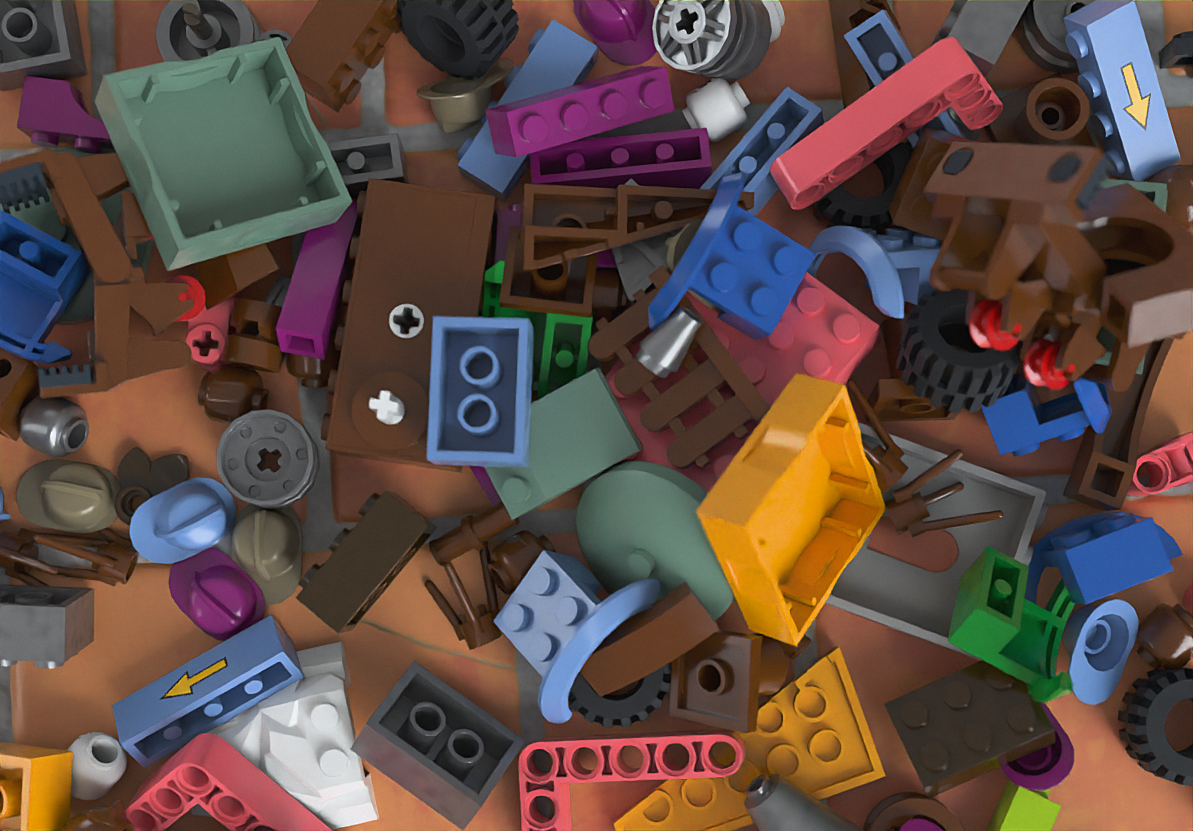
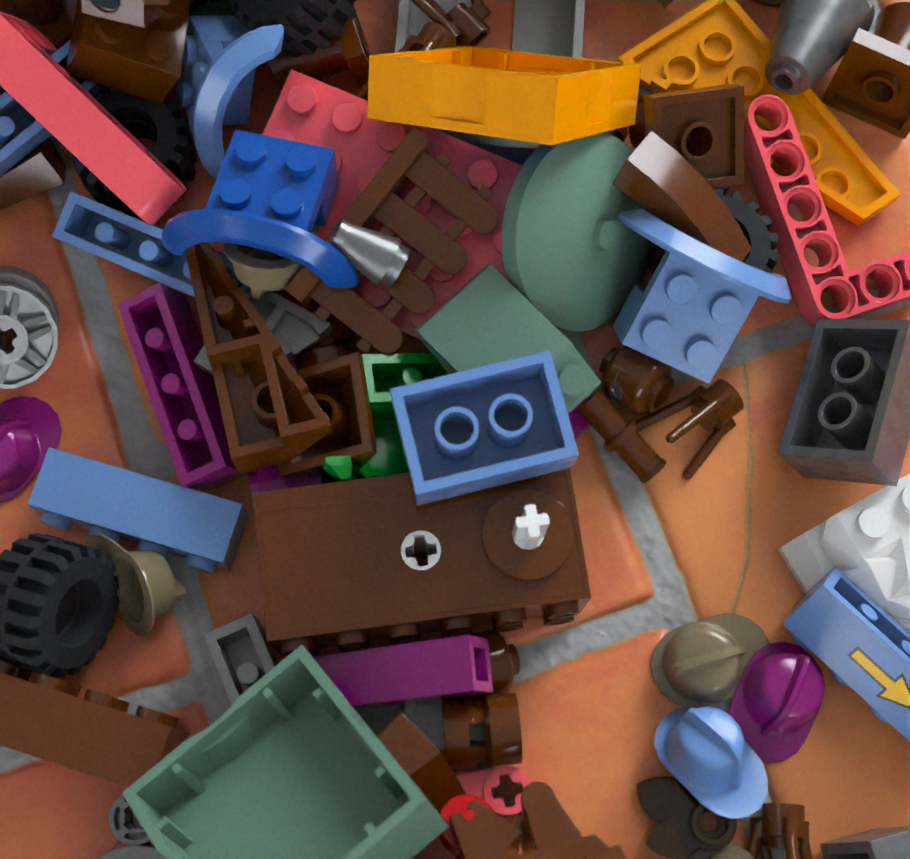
camera: 110 degrees left, 10 degrees down
(231, 393) = (554, 744): reddish brown head -> none
(242, 459) = (636, 649): flat silver wheel -> none
(364, 561) = (693, 532): dark brown brick -> none
(579, 110) = (130, 441): magenta brick -> none
(717, 108) = (90, 312): white head -> none

